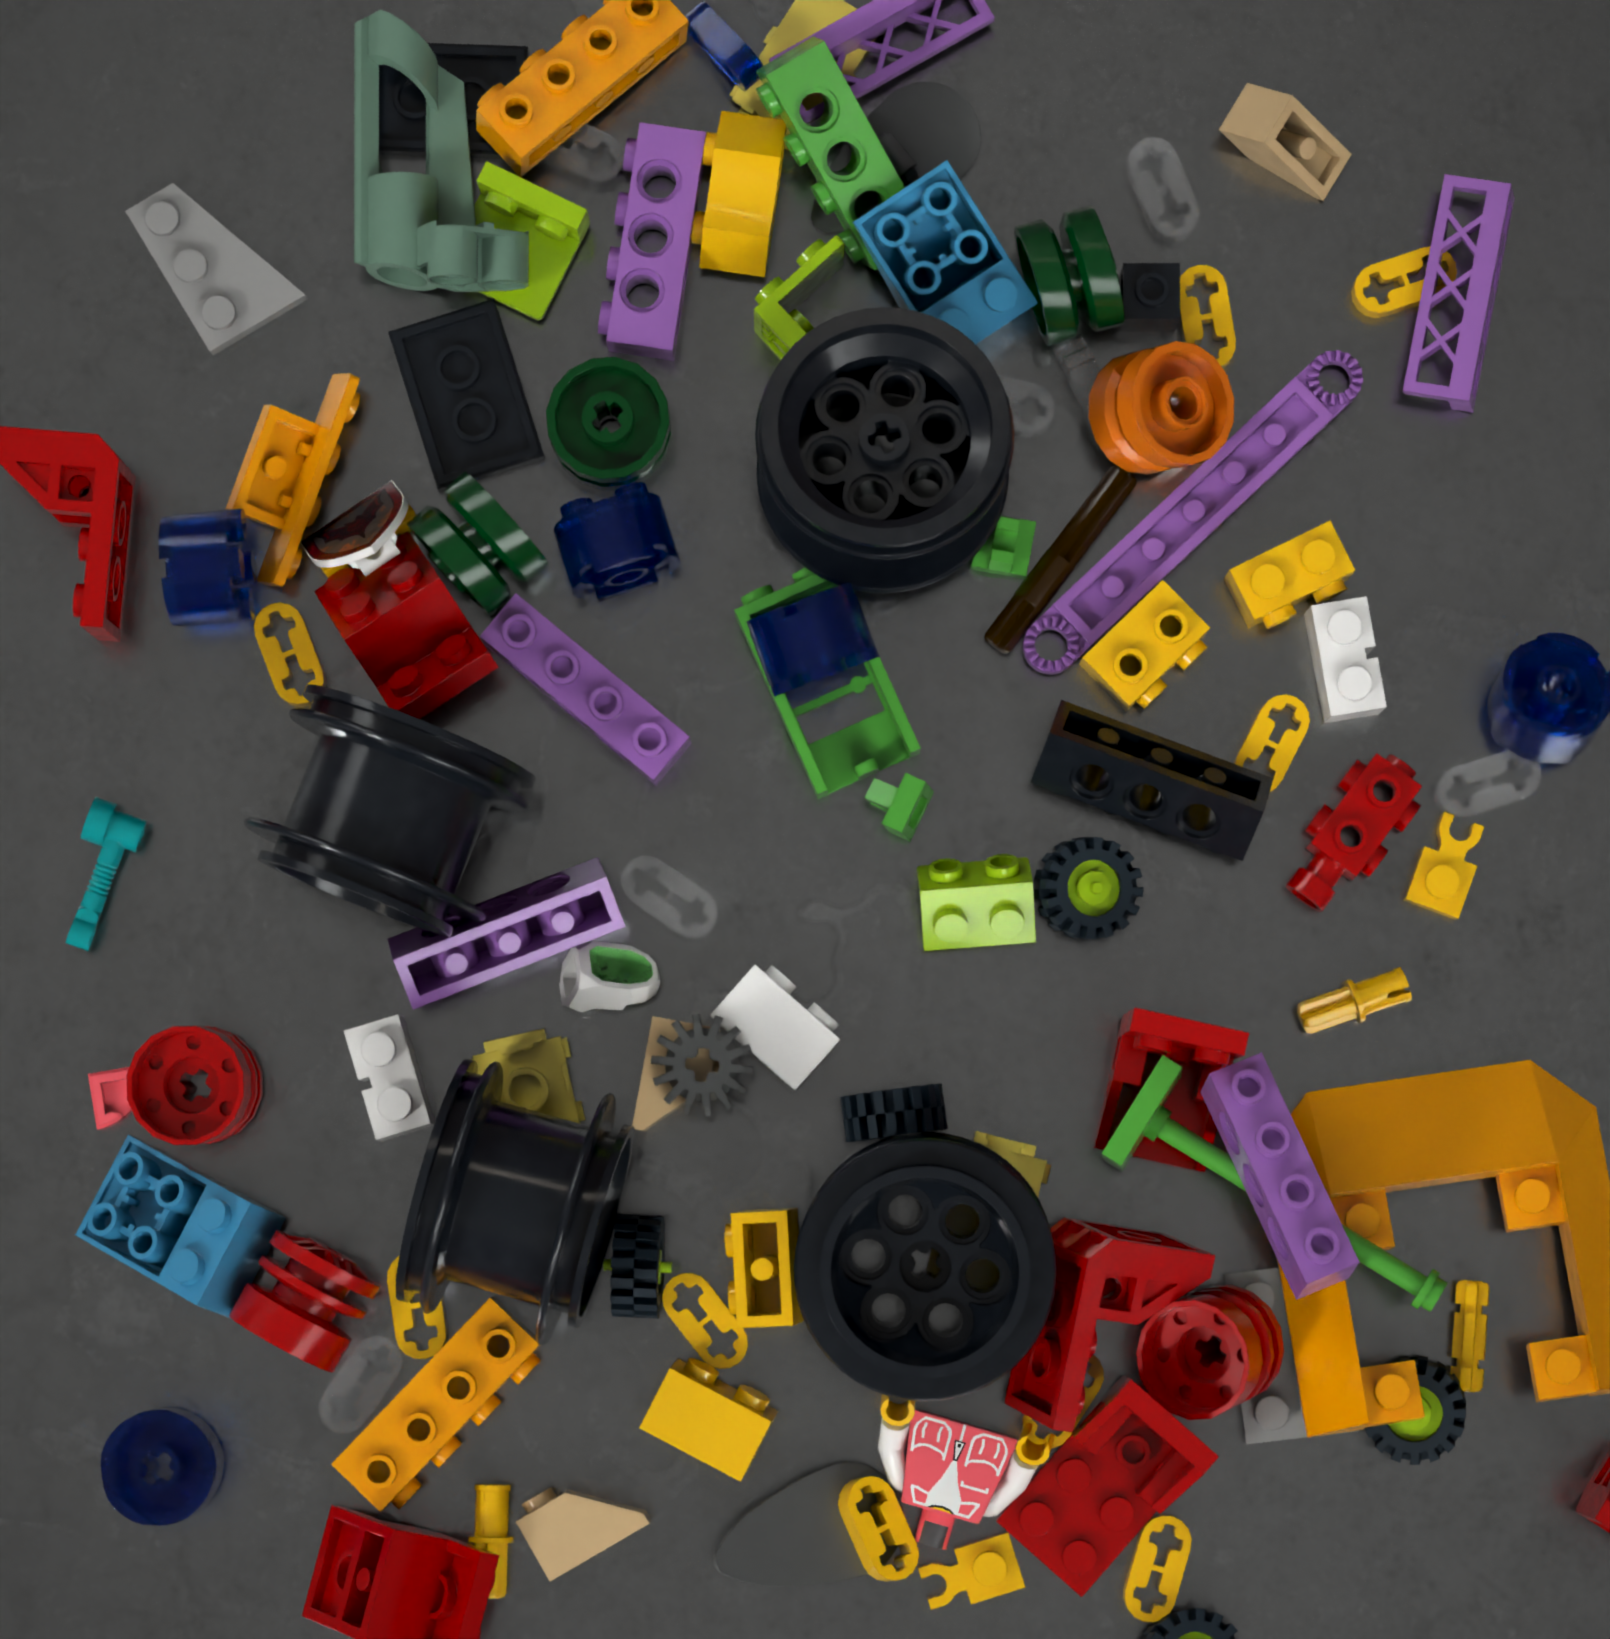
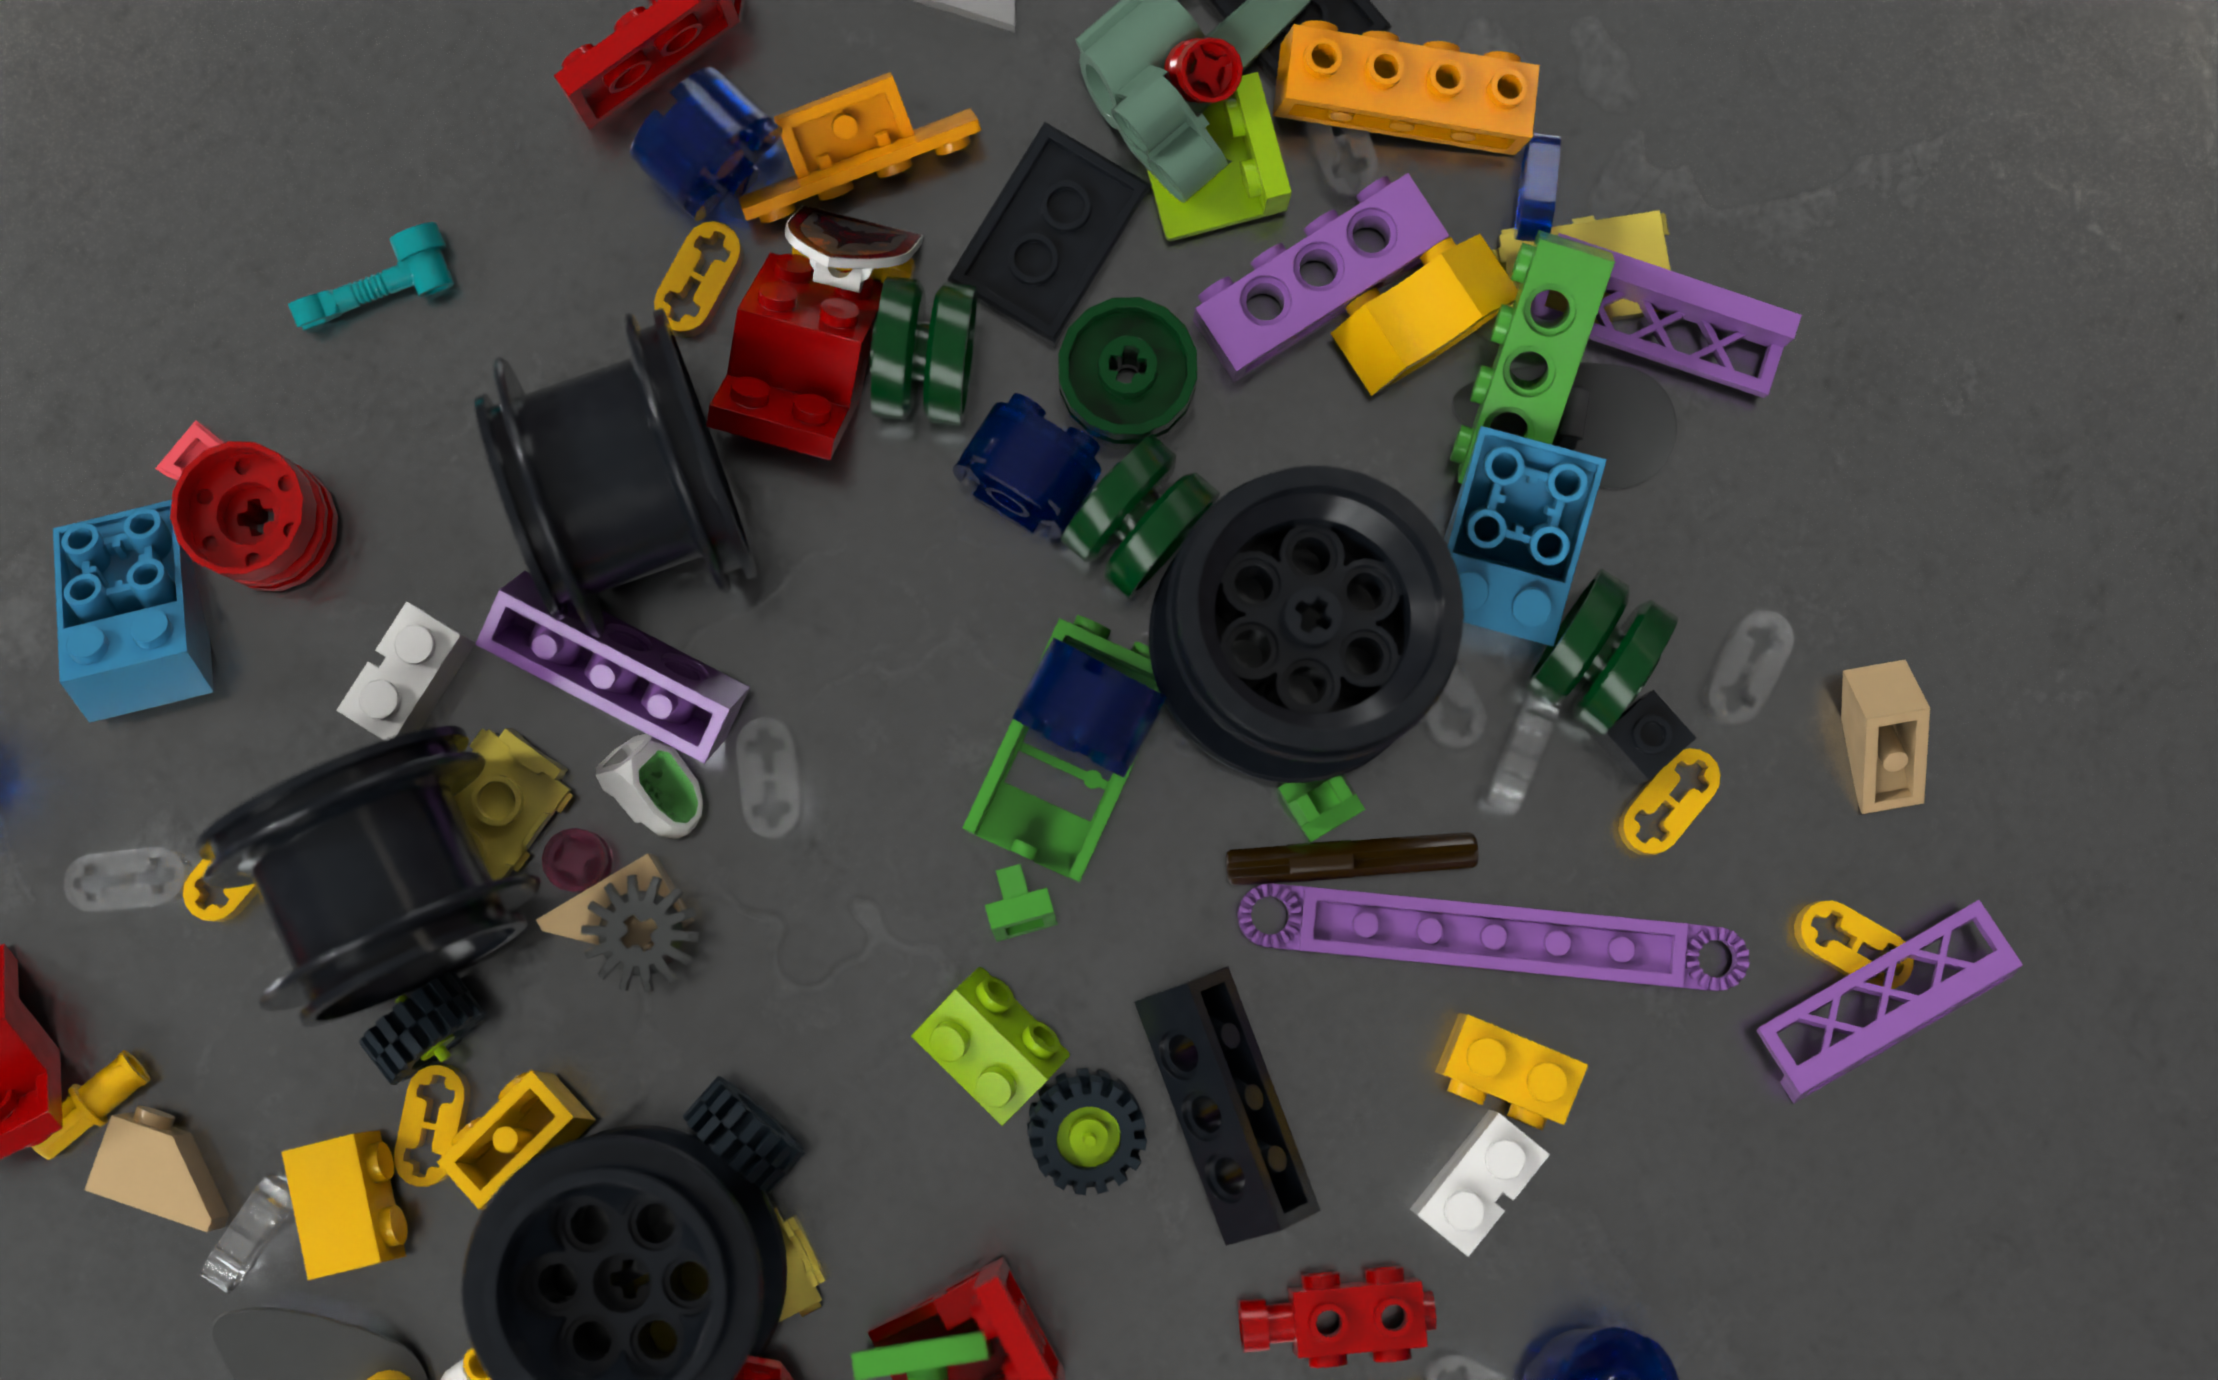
camera: 45 degrees right, 0 degrees up
(305, 1300) = (147, 770): red wheel -> none
(437, 1405) = (151, 960): light orange brick -> none
(464, 190) = (1216, 67): none -> red wheel
(585, 689) = (882, 552): medium lavender brick -> none
(605, 1067) = (566, 863): none -> clear pink wheel
(672, 1501) = (248, 1234): none -> clear beam
(713, 498) = (1131, 509): none -> dark green wheel
(777, 316) = (1360, 424): lime bracket -> none
(778, 1027) = (734, 967): white piece -> none
(1145, 647) = (1339, 999): yellow brick -> none
(1161, 408) = (1556, 832): orange wheel -> none
(1288, 744) = (1364, 1194): yellow beam -> none

